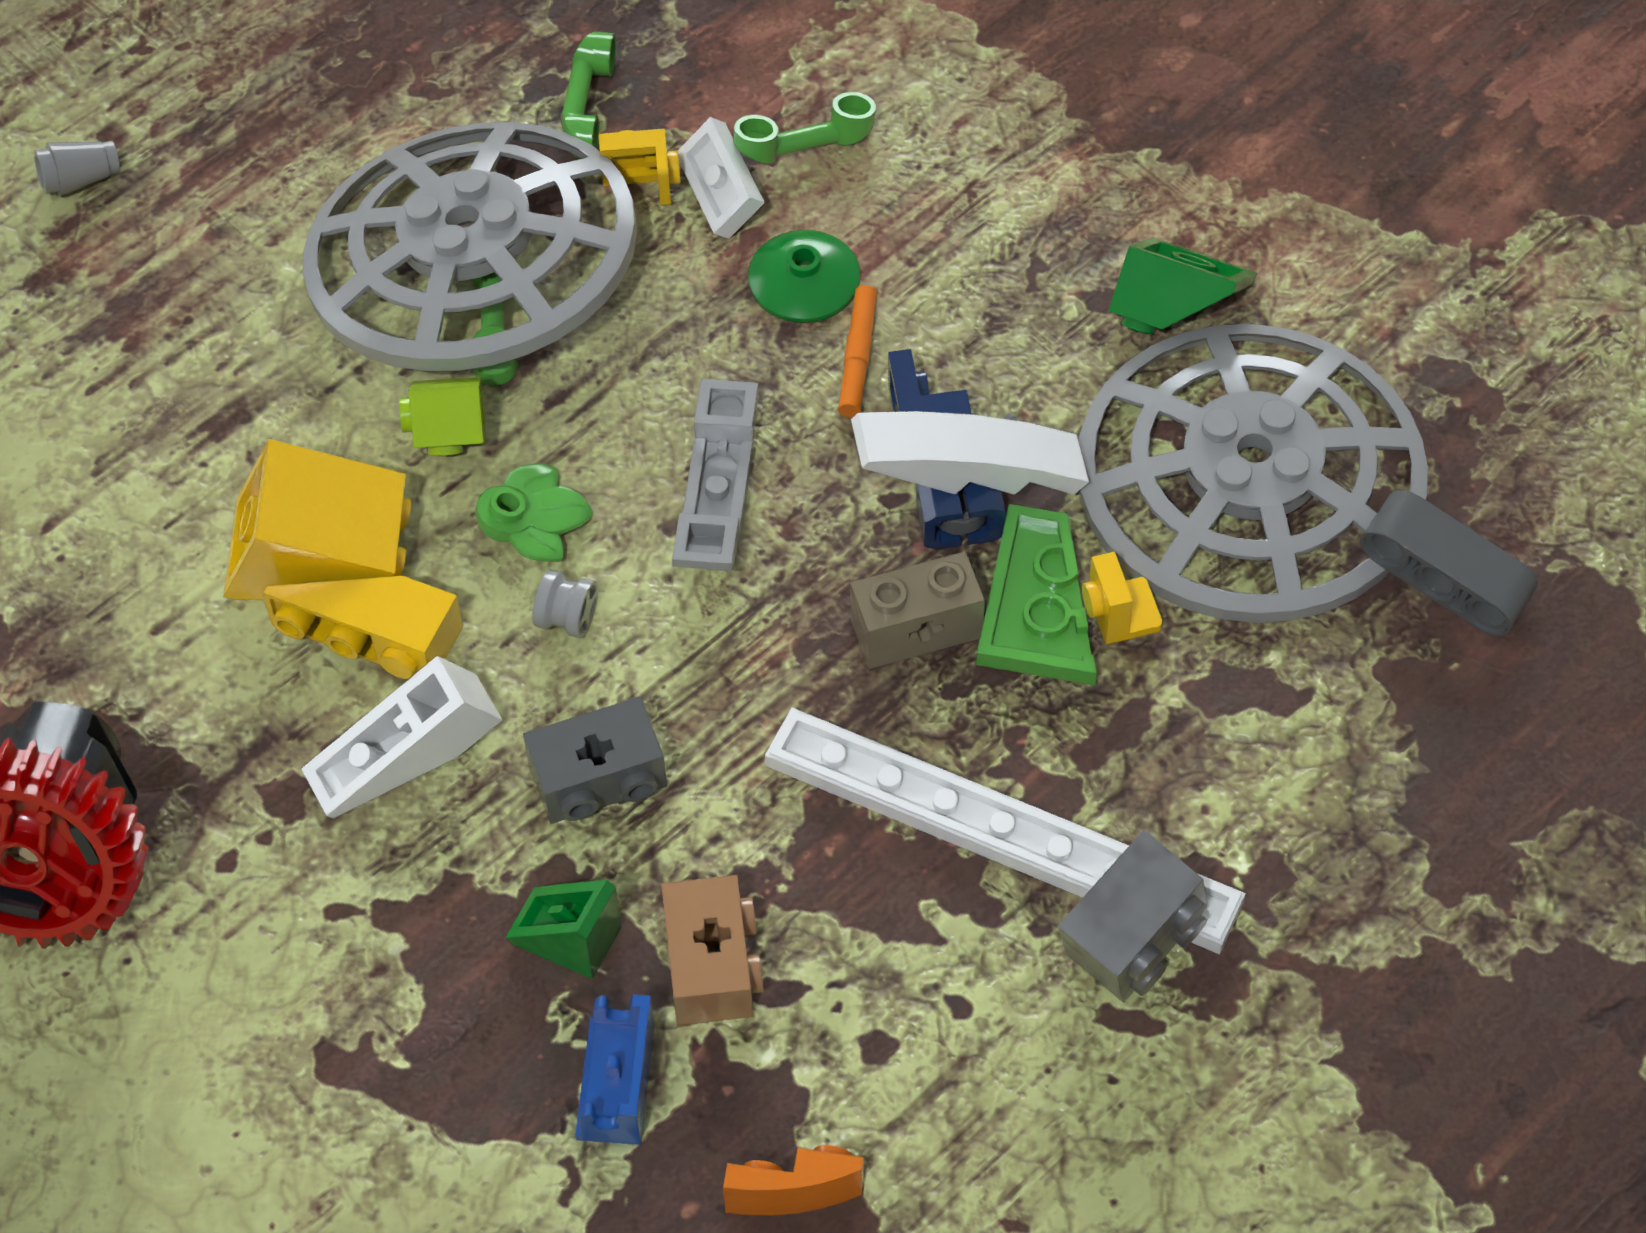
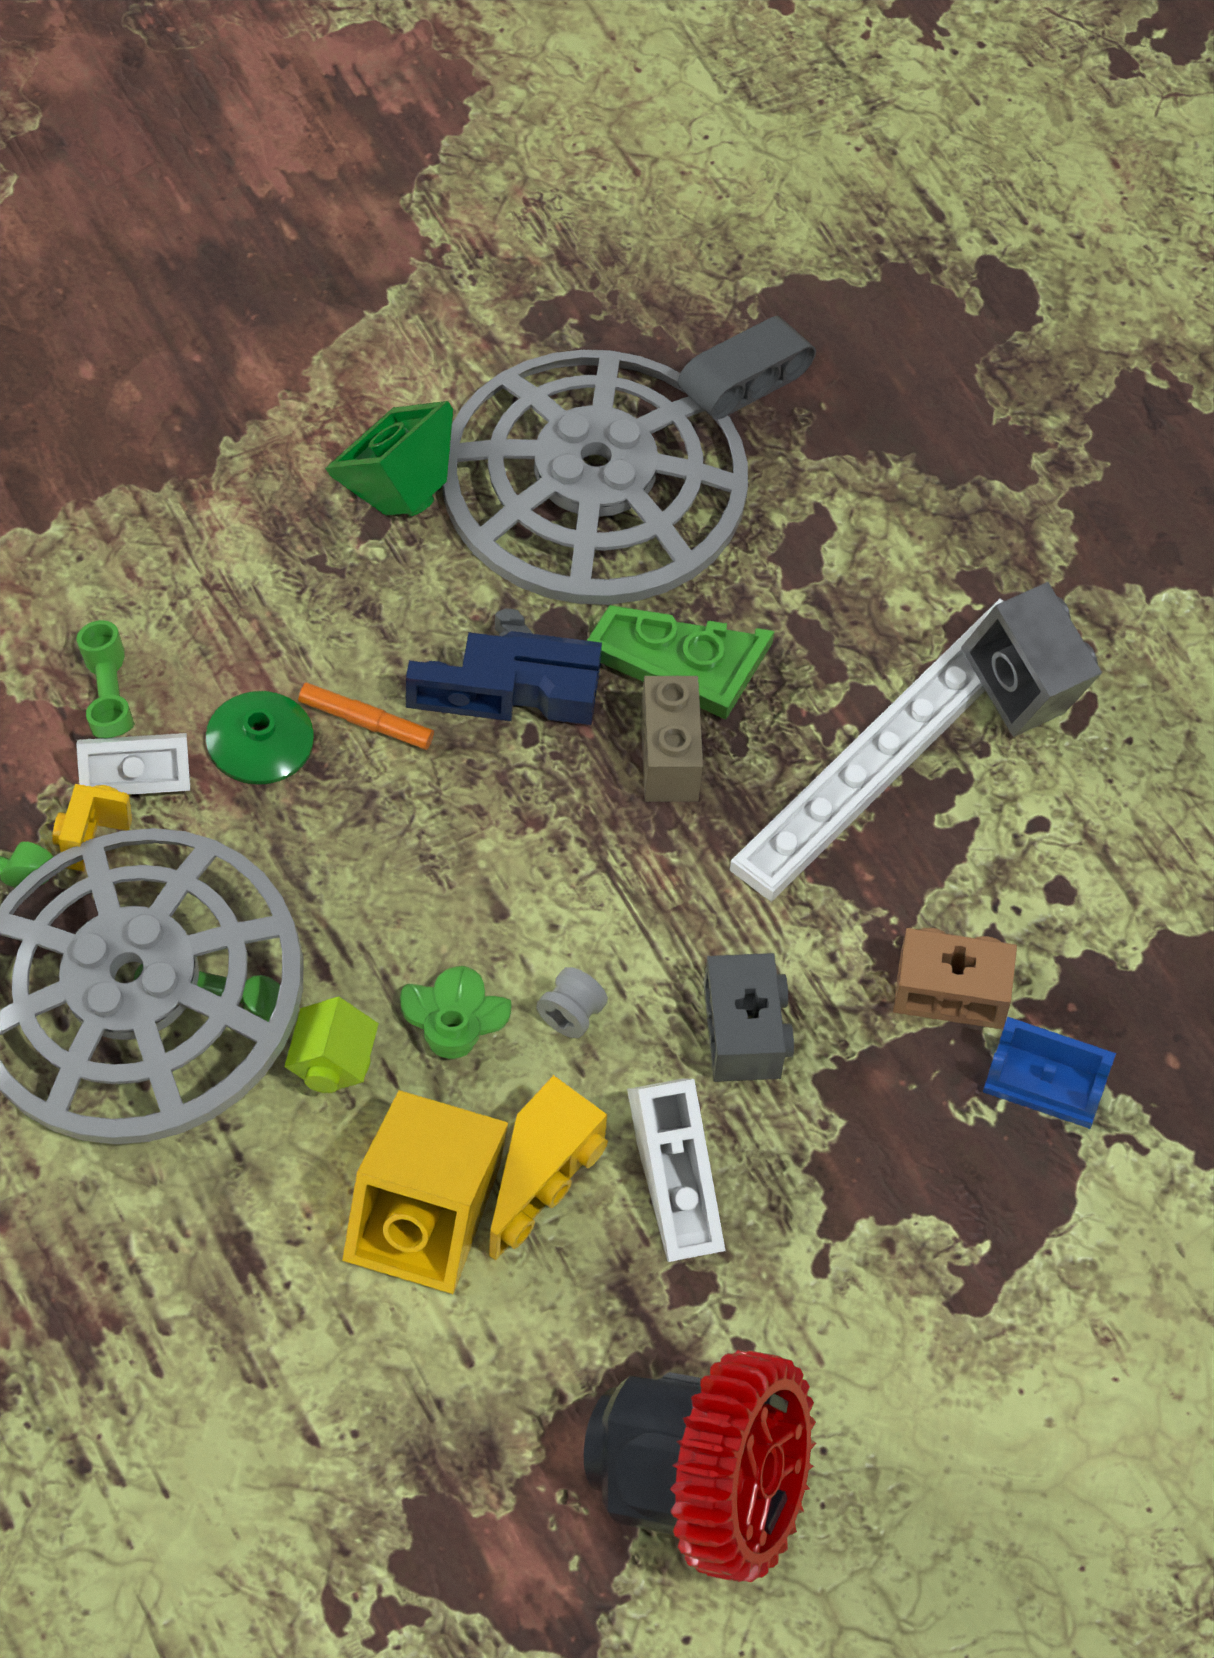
camera: 80 degrees left, 0 degrees up
(569, 924) = (901, 1074): green slope -> none
(718, 476) = (475, 859): light grey slope -> none
(818, 1181) = (1182, 969): orange slope -> none
(958, 449) = (551, 639): white slope -> none
(1120, 606) = (711, 596): yellow bracket -> none

